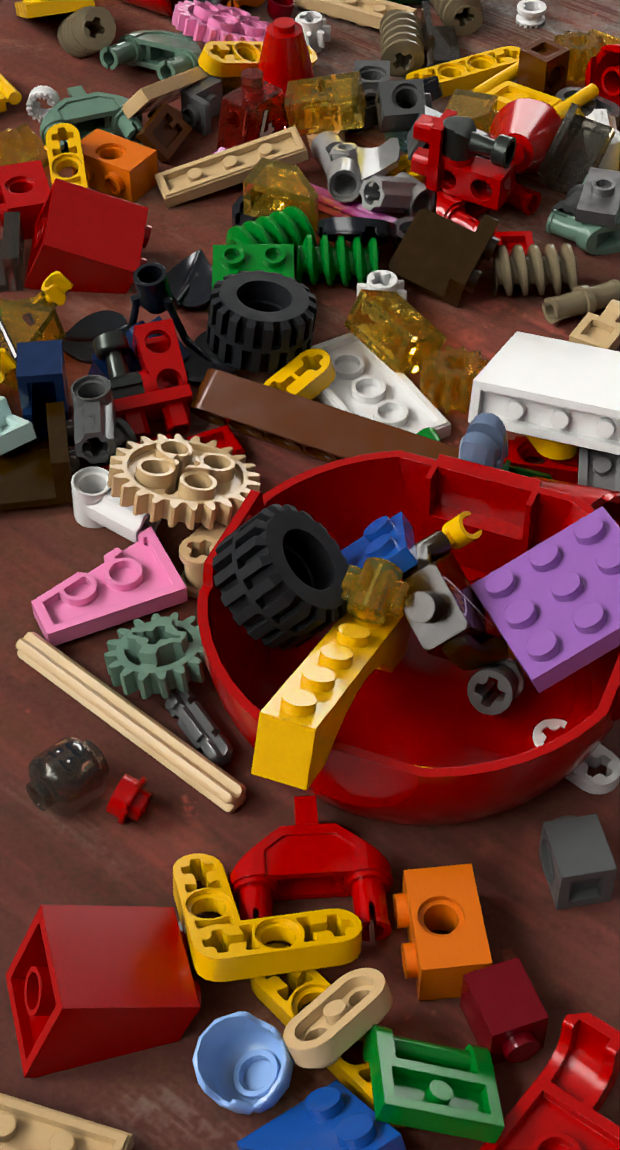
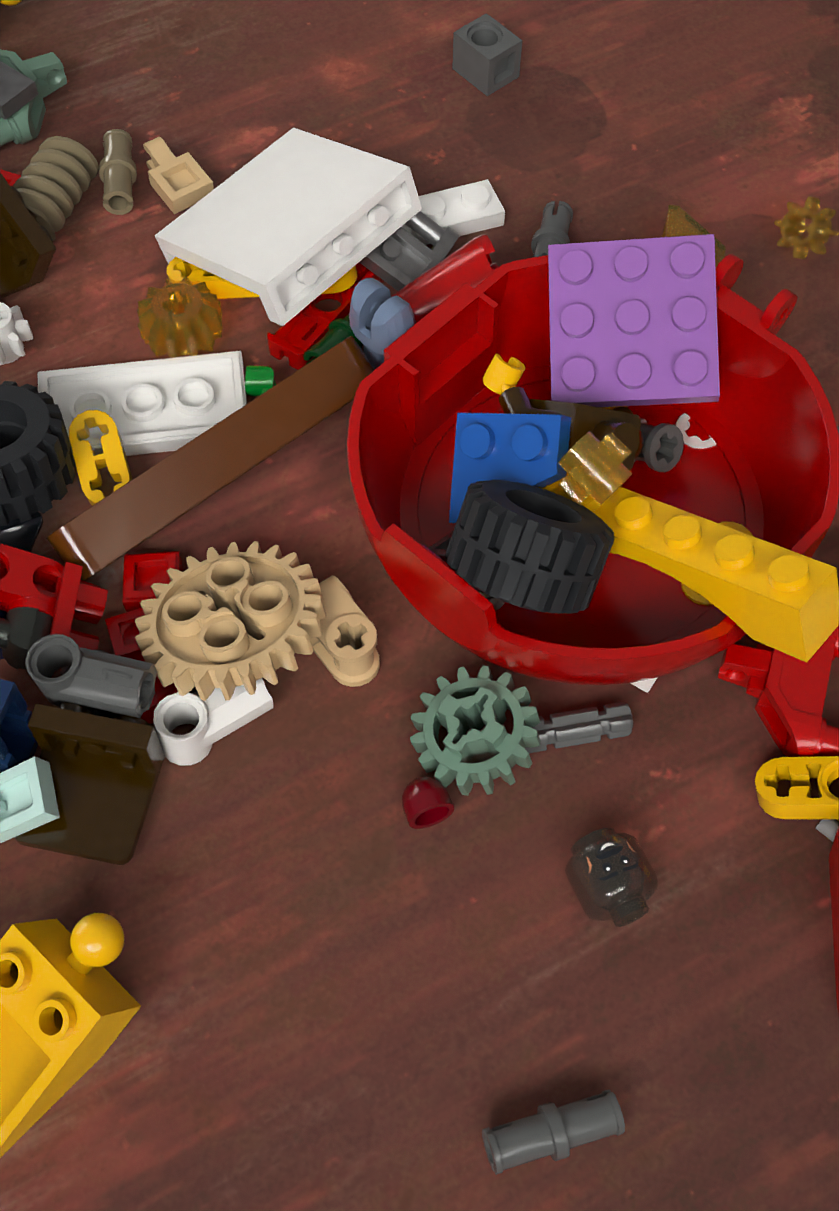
camera: 70 degrees left, 15 degrees up
(89, 648) = (426, 803): none -> dark red hinge
(117, 591) = (344, 754): bright pink wing -> none
(129, 799) = (658, 823): red plate -> none
(132, 722) = (533, 797): tan axle -> none
(393, 330) = (79, 340): clear yellow brick -> none

